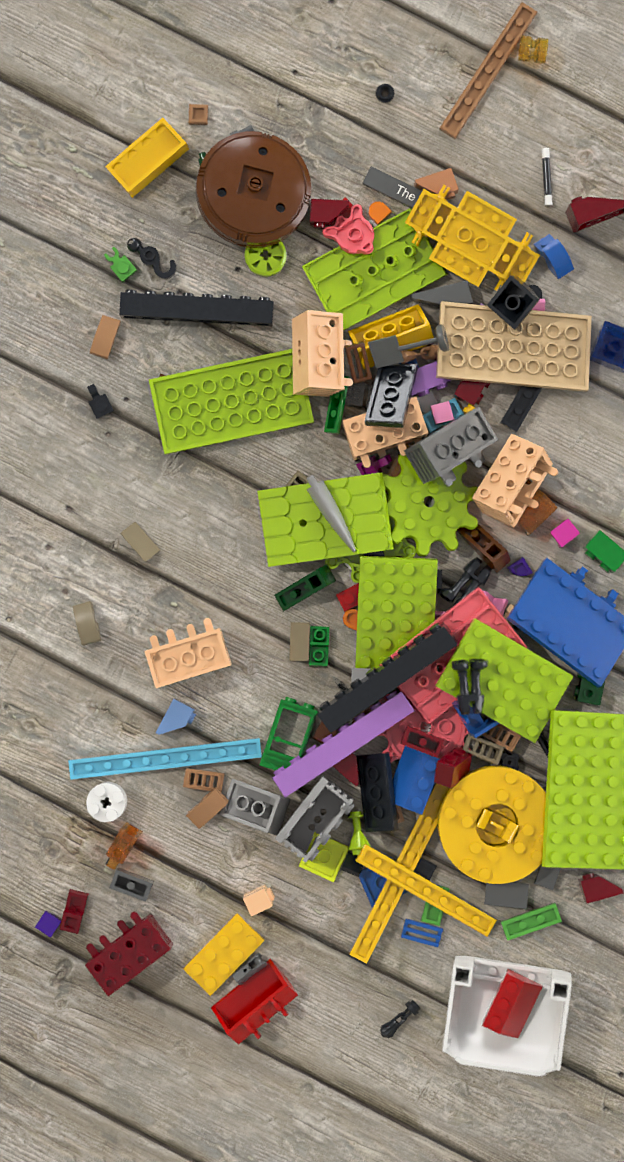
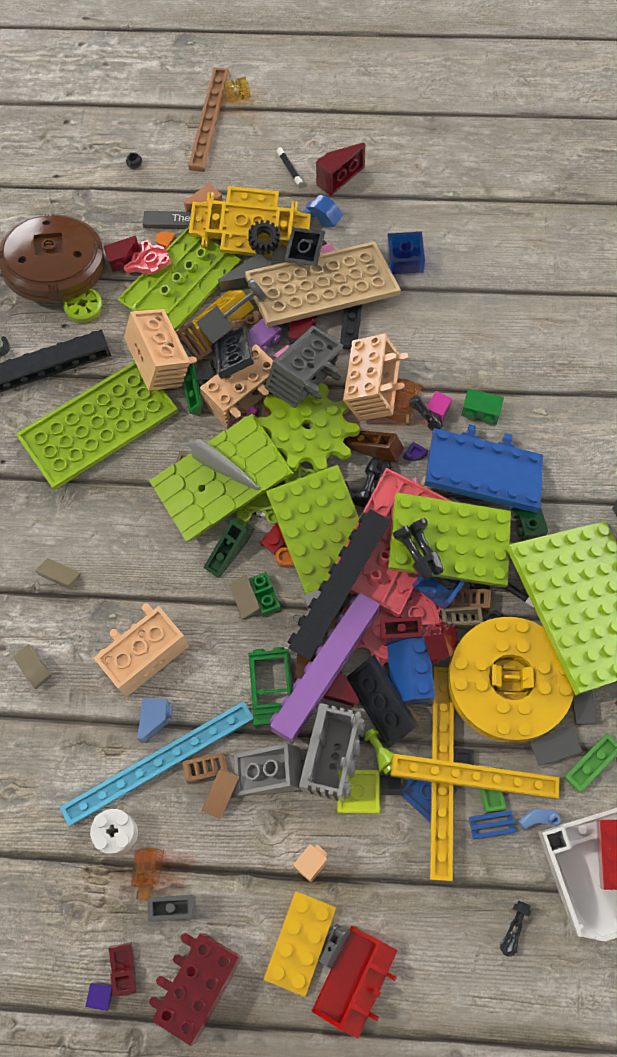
camera: 20 degrees left, 20 degrees down
(464, 943) = (539, 816): none -> medium blue arm
(489, 269) = (263, 228): none -> black tyre
(542, 528) = (417, 403): none -> black piece

